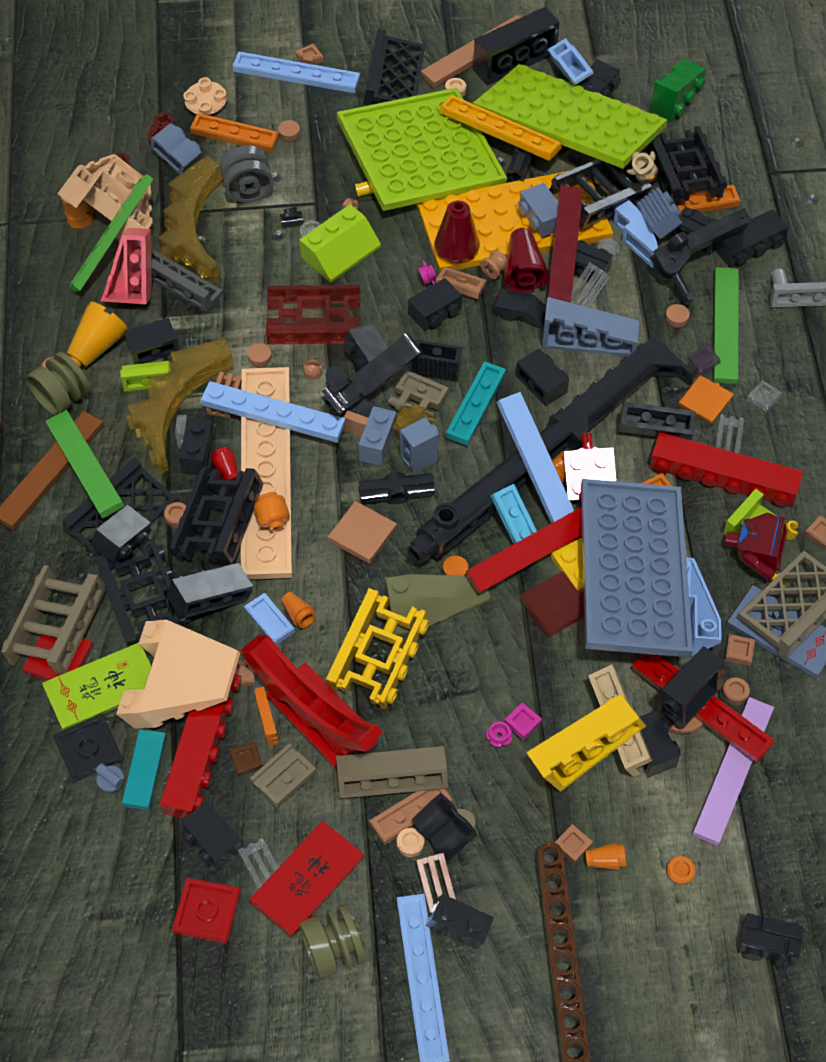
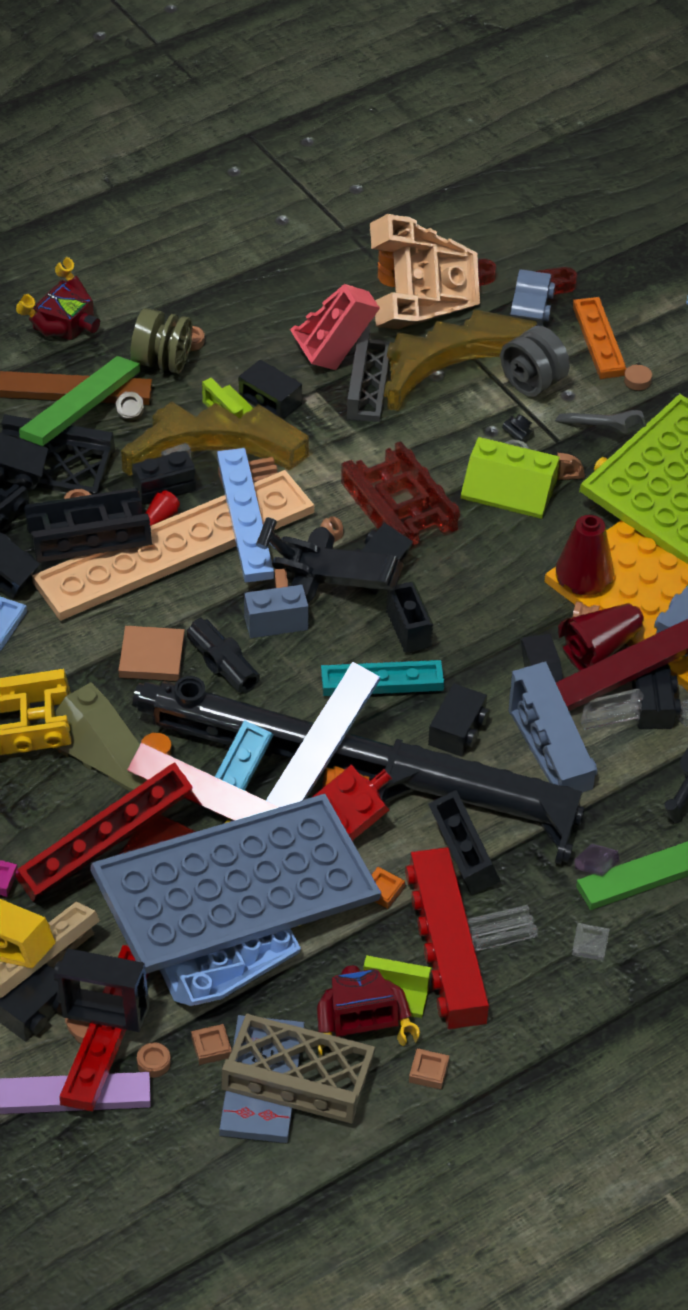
camera: 60 degrees right, 10 degrees down
(95, 334) = (242, 342): light orange cone -> none
(102, 437) = (130, 406): none -> tile
(110, 233) = (408, 286): bright green tile -> none
(205, 97) = (625, 293): light nougat dish -> none
(259, 355) = (319, 480): nougat tile -> none
(271, 511) = (115, 560): orange head -> none
(299, 611) = (20, 640): orange cone -> none
(337, 156) = (620, 421): none -> dark grey piece
(411, 414) = (310, 629): clear yellow brick -> none
(418, 389) = (365, 623): dark tan plate -> none
(419, 445) = (280, 644): sand blue brick -> none
(427, 273) = (527, 566): dark pink plate -> none
(434, 304) = (488, 589): black brick -> none
(463, 282) = (535, 600): nougat tile -> none
(535, 631) = (103, 831): none -> red brick
(677, 315) = (646, 814): nougat tile -> none
(706, 399) = (545, 887): orange piece -> none

